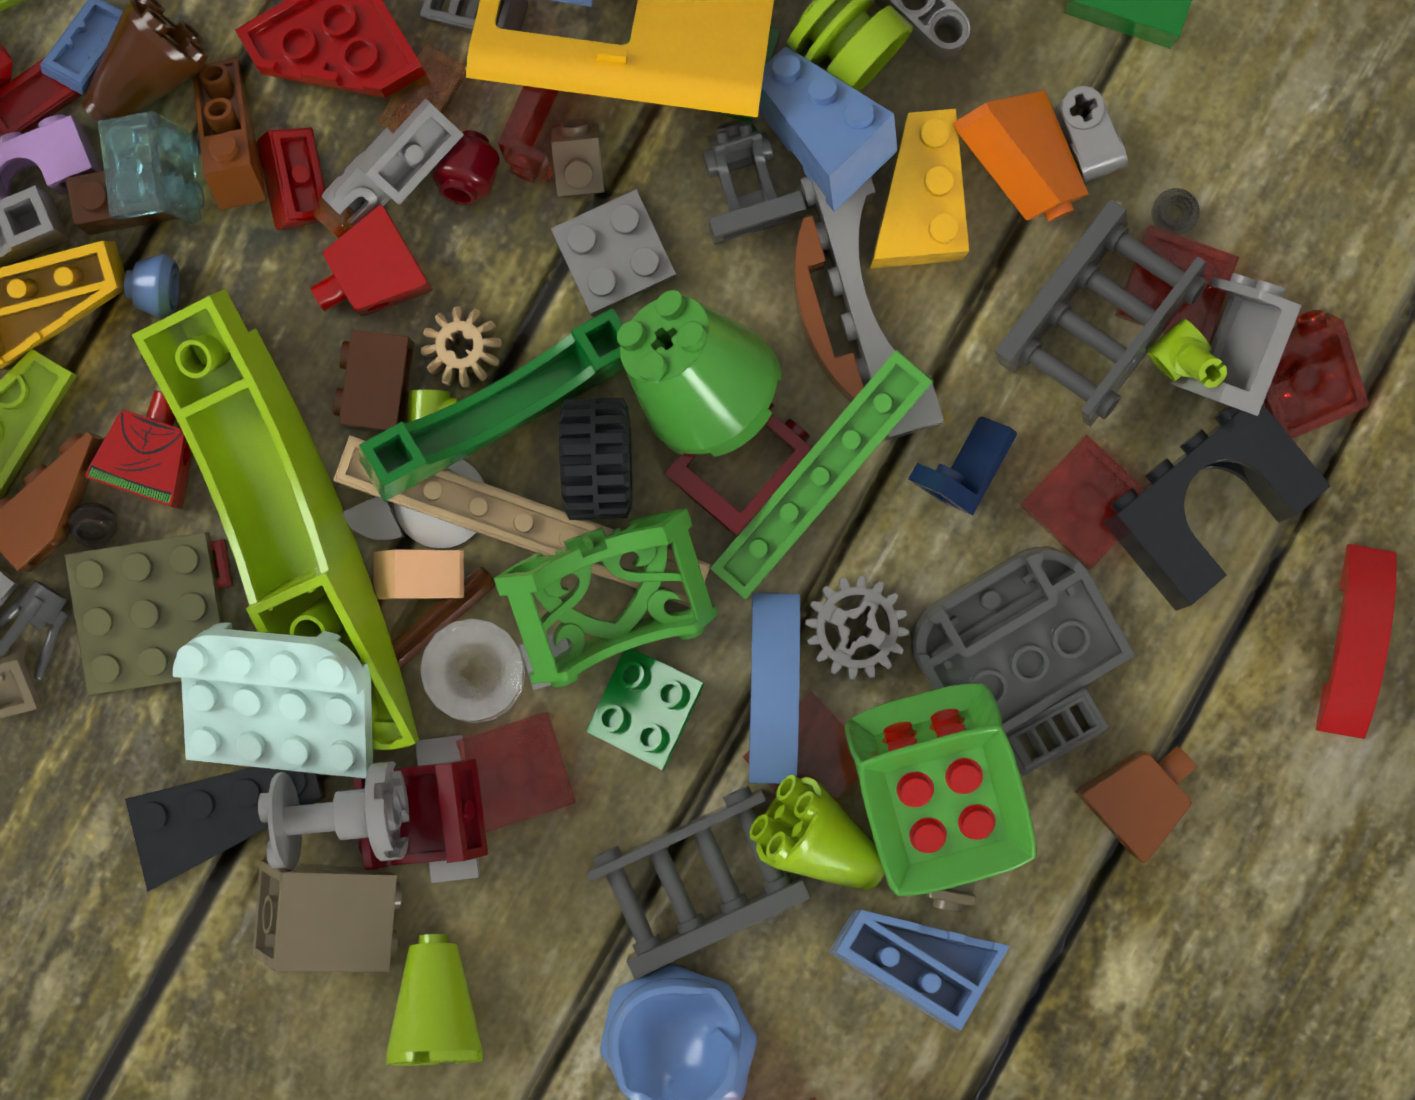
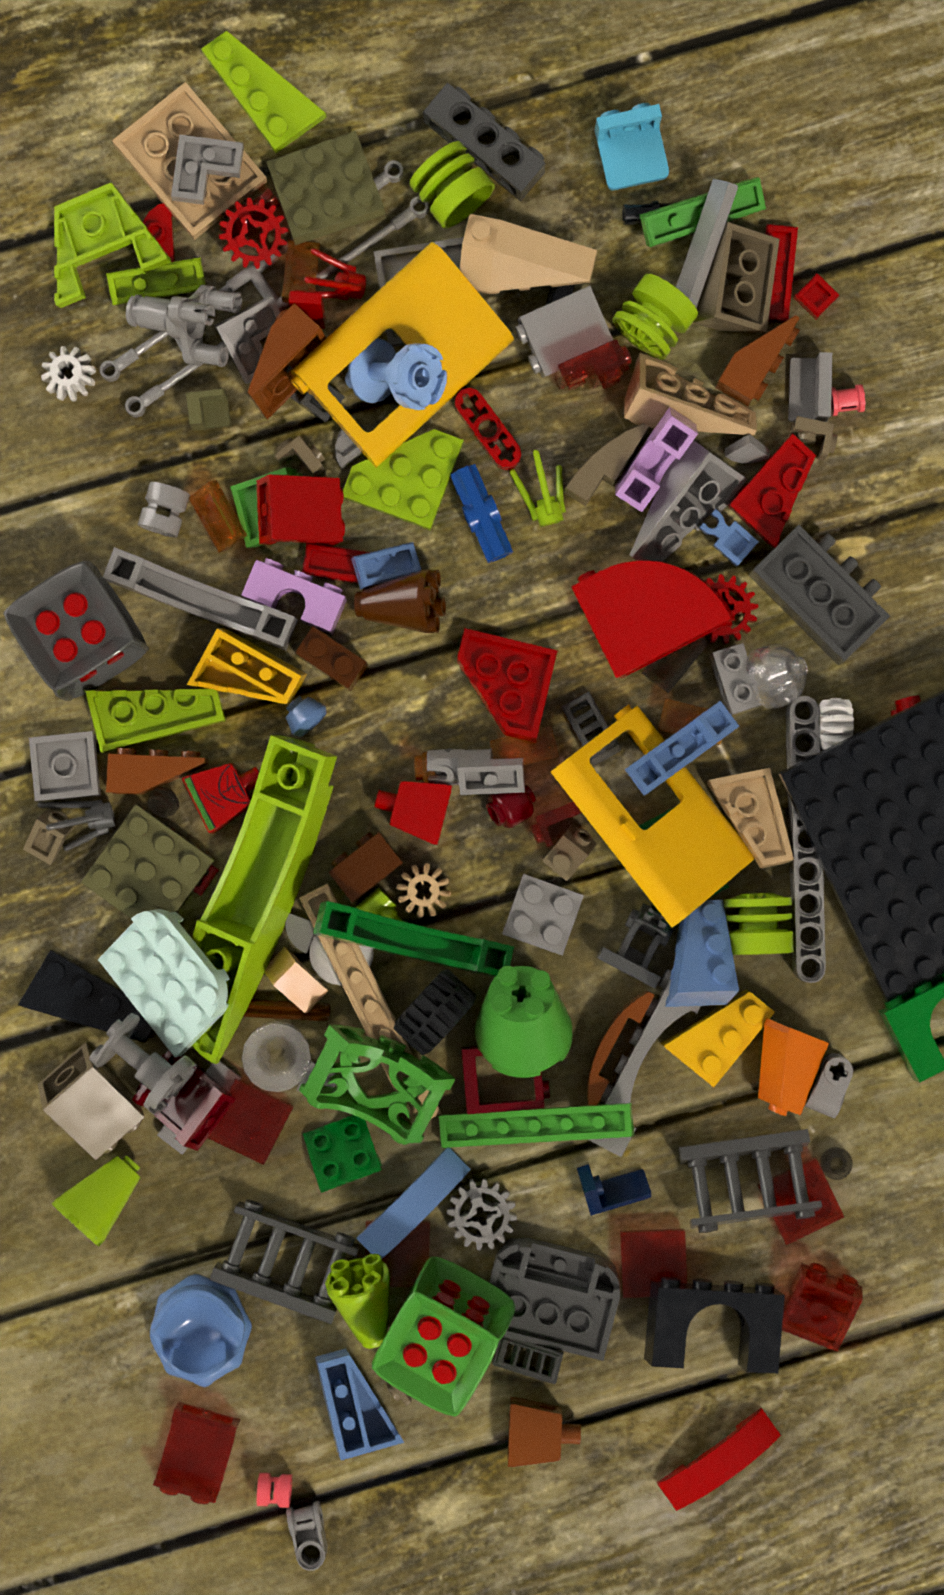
camera: 50 degrees right, 0 degrees up
(150, 167) = (357, 661): clear light blue bracket -> none
(227, 135) = (411, 676): dark orange slope -> none
(291, 176) = (423, 724): red slope -> none
(1187, 354) = (770, 1241): lime pin -> none
(1247, 342) = (800, 1265): light grey panel -> none

